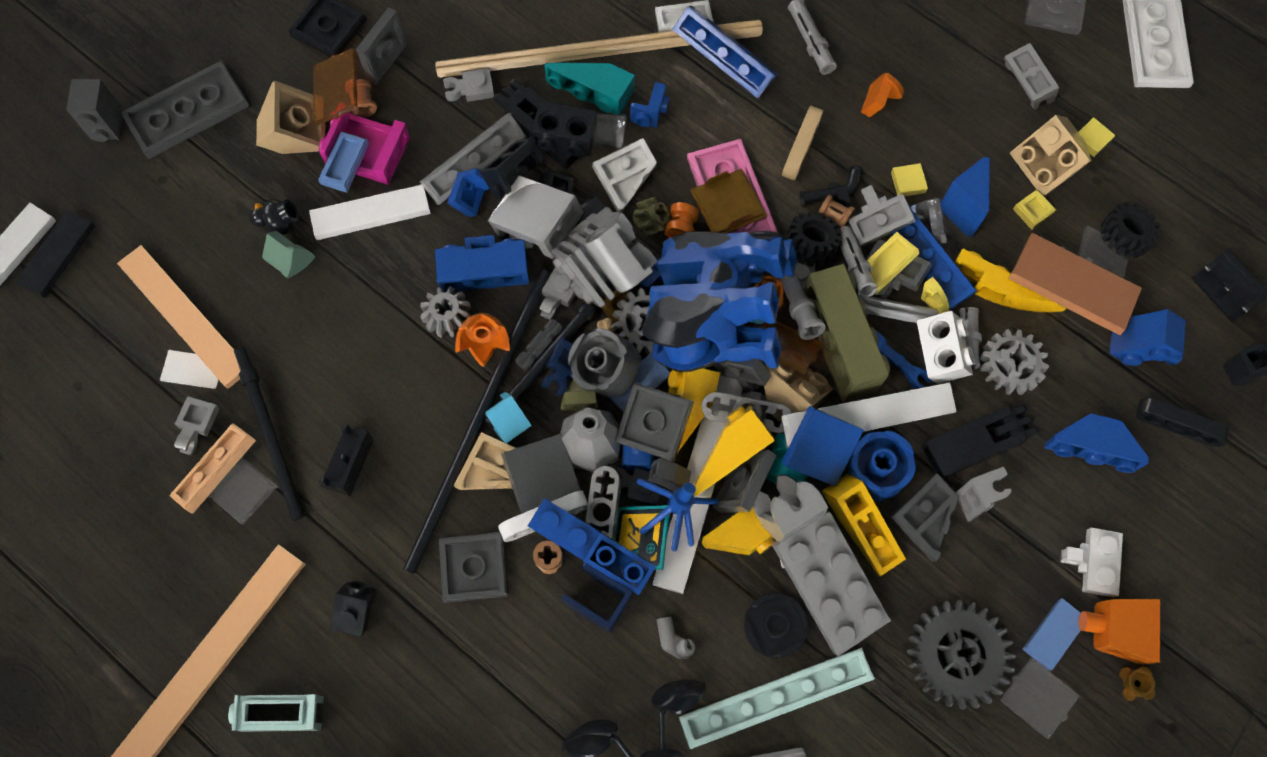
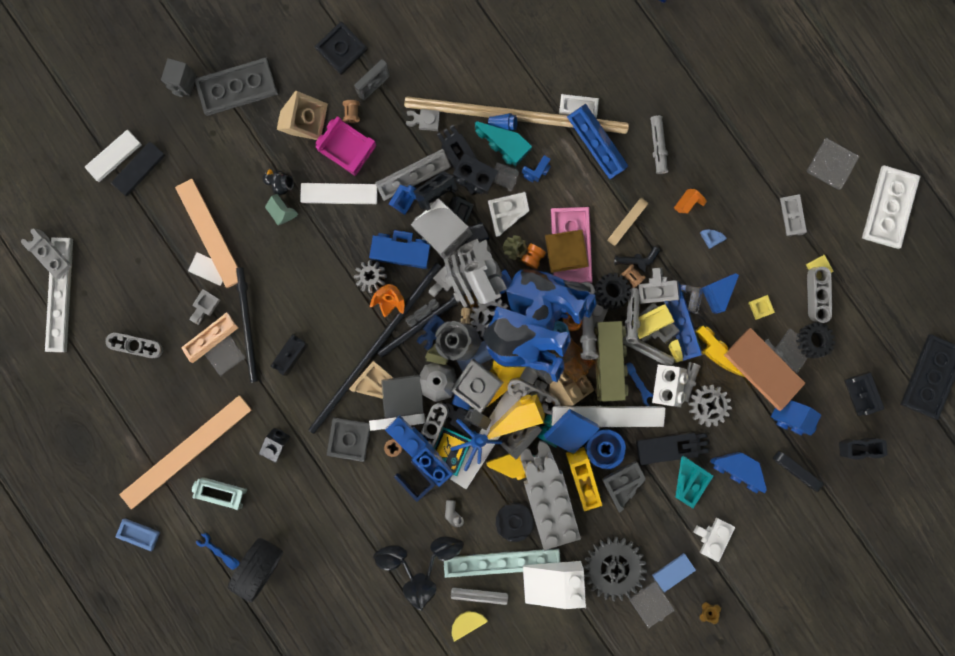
camera: 15 degrees right, 15 degrees up
(80, 505) = (122, 337): none -> light grey beam
(334, 87) = (335, 100): clear orange piece -> none
(343, 162) = (329, 155): medium blue tile -> none
(507, 418) = (391, 358): medium azure panel -> none
(587, 53) = (504, 121): none -> blue cone
(875, 706) = (555, 584): none -> white slope
(909, 180) = (688, 265): light yellow tile -> none
(929, 136) = (712, 237): none -> medium blue tile
(979, 495) = (656, 483): light grey hinge -> none
(1031, 482) = (691, 482): none -> teal wing
(1052, 154) = (786, 275): tan slope -> none
(1110, 153) = (813, 287): none -> light grey beam
(1125, 628) = (714, 581): orange torso -> none

